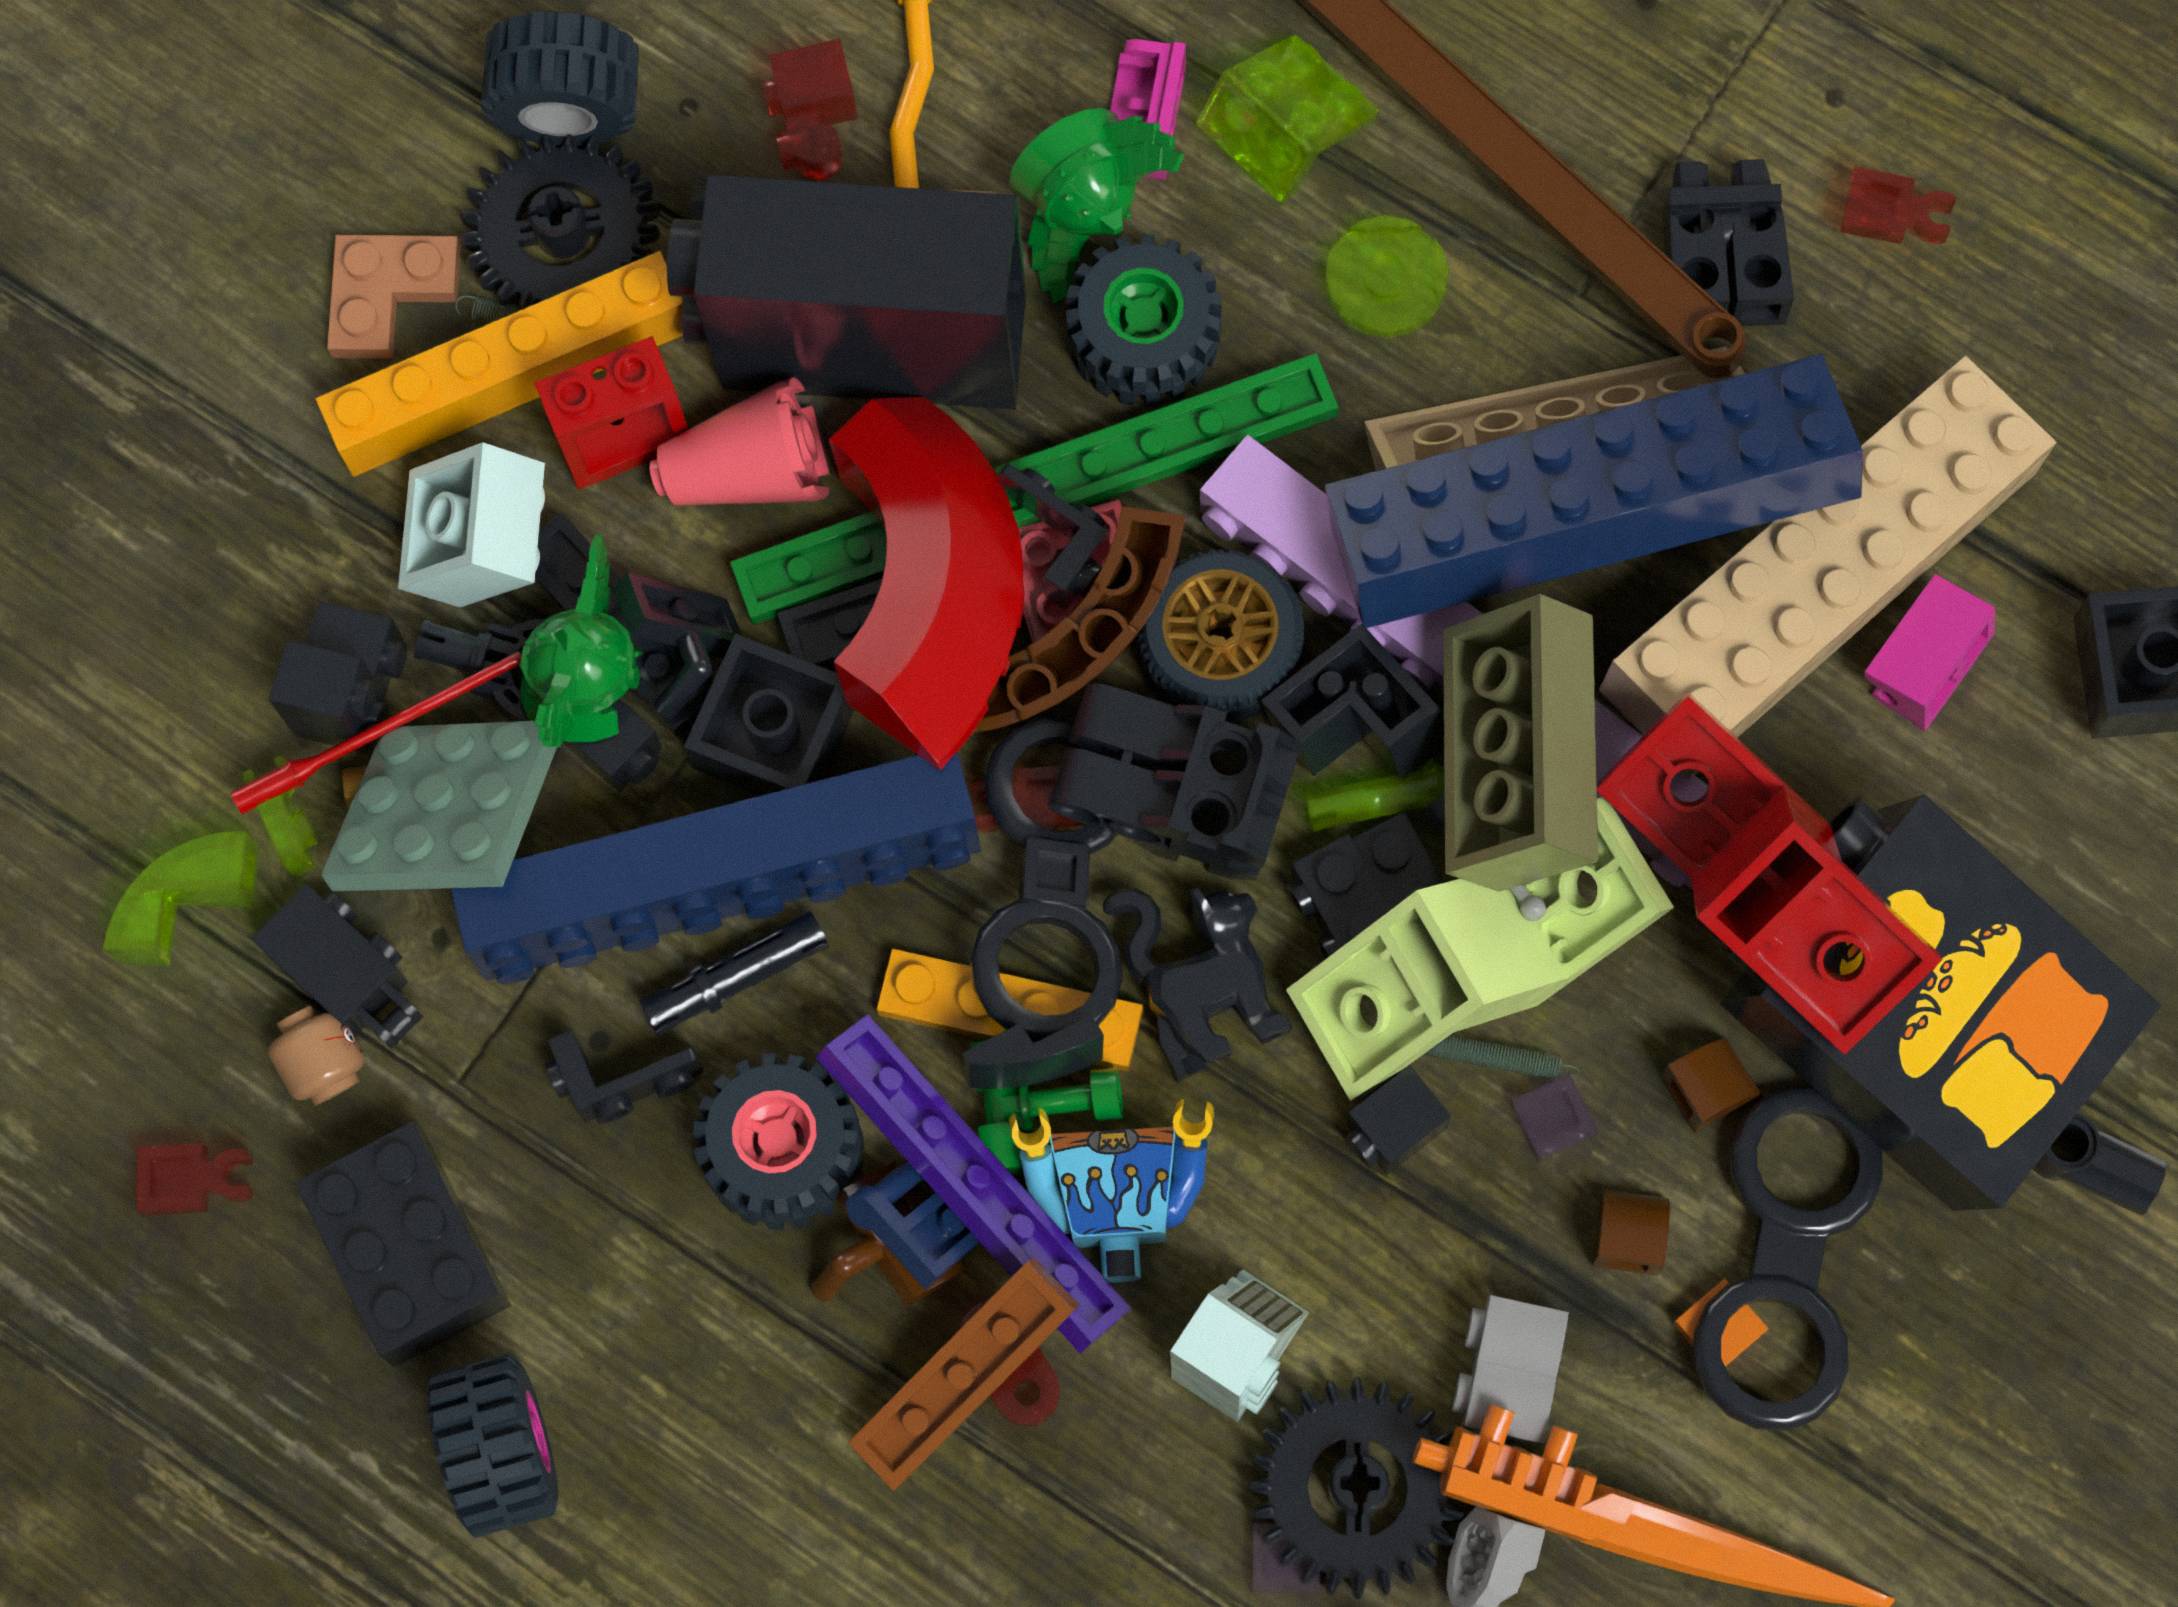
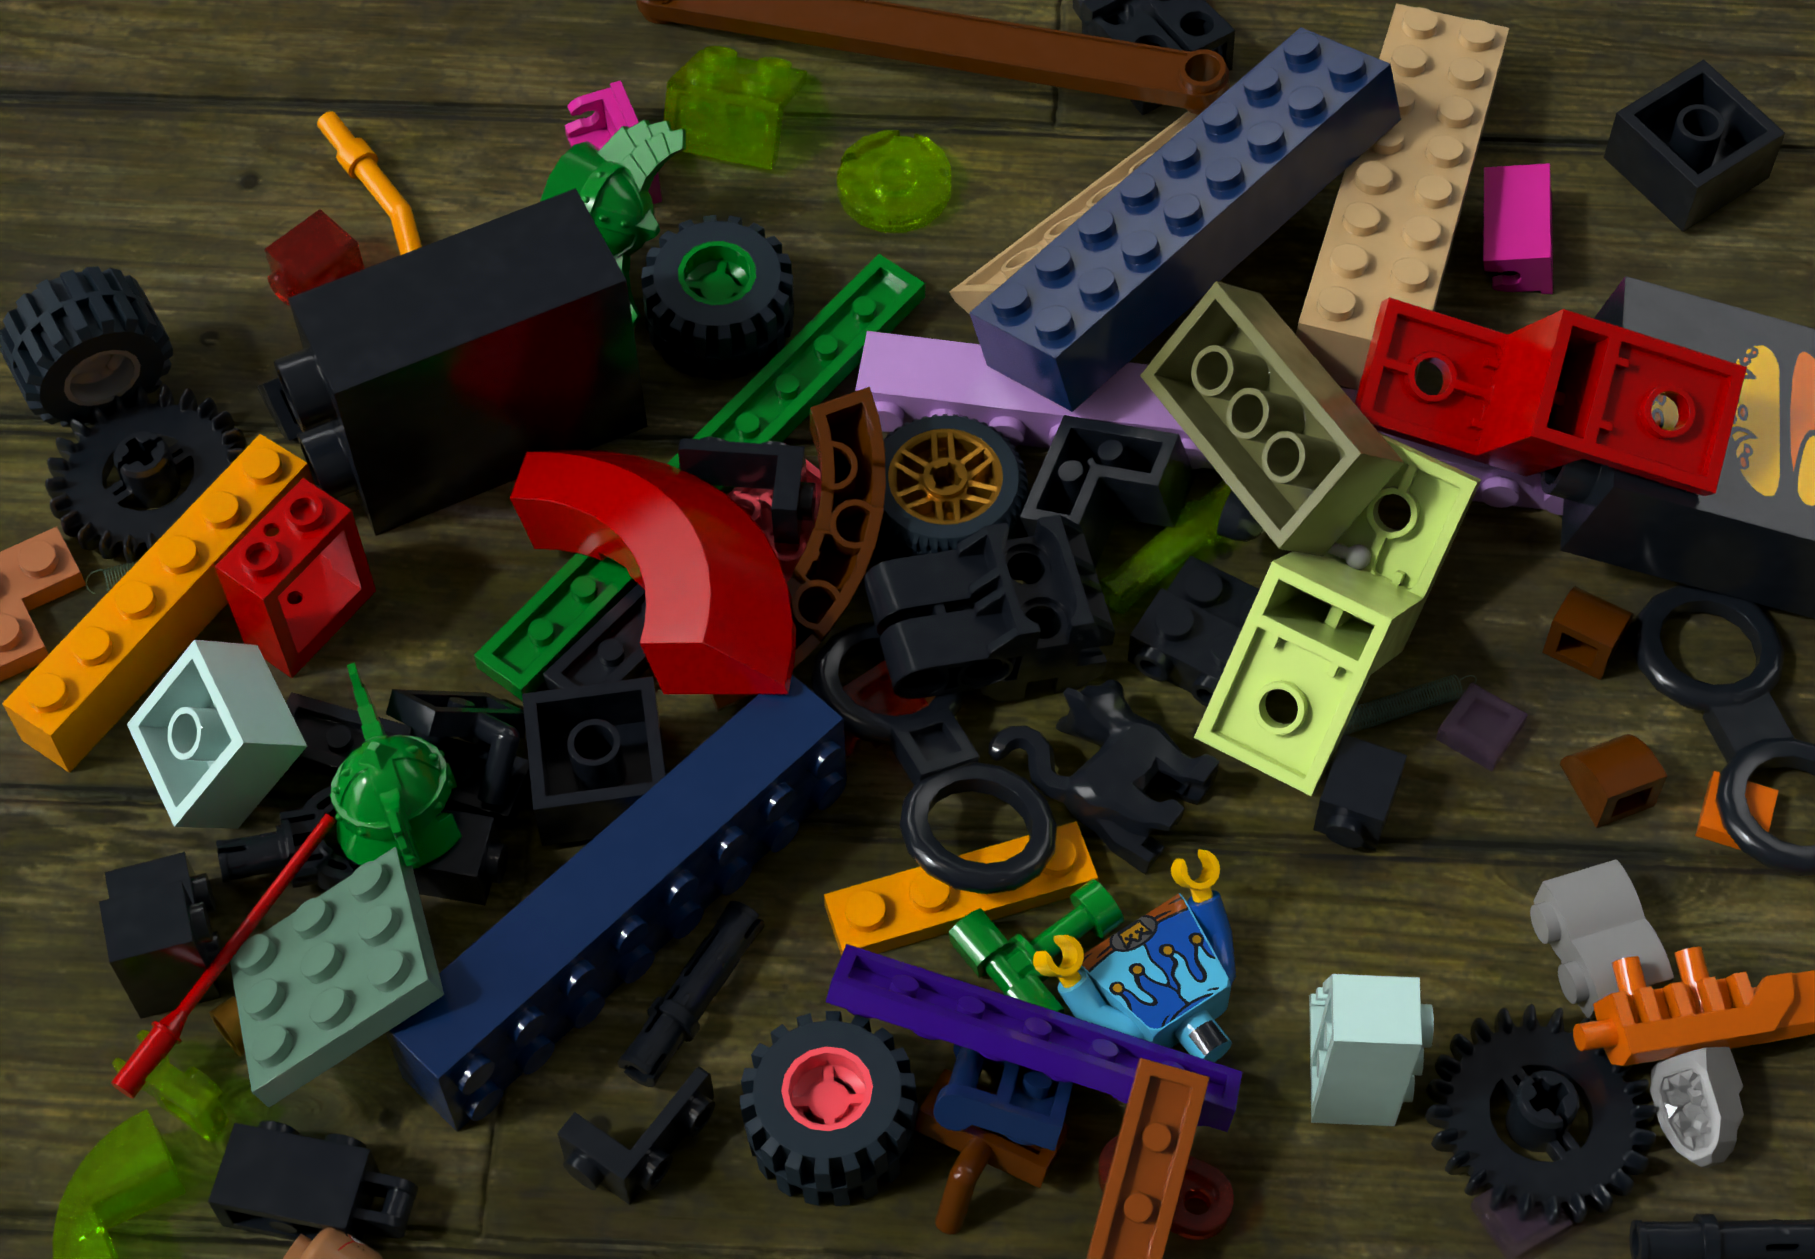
camera: 35 degrees left, 15 degrees down
(747, 454) = (434, 561): coral cone -> none
(1014, 1060) = (1013, 906): black slope -> none

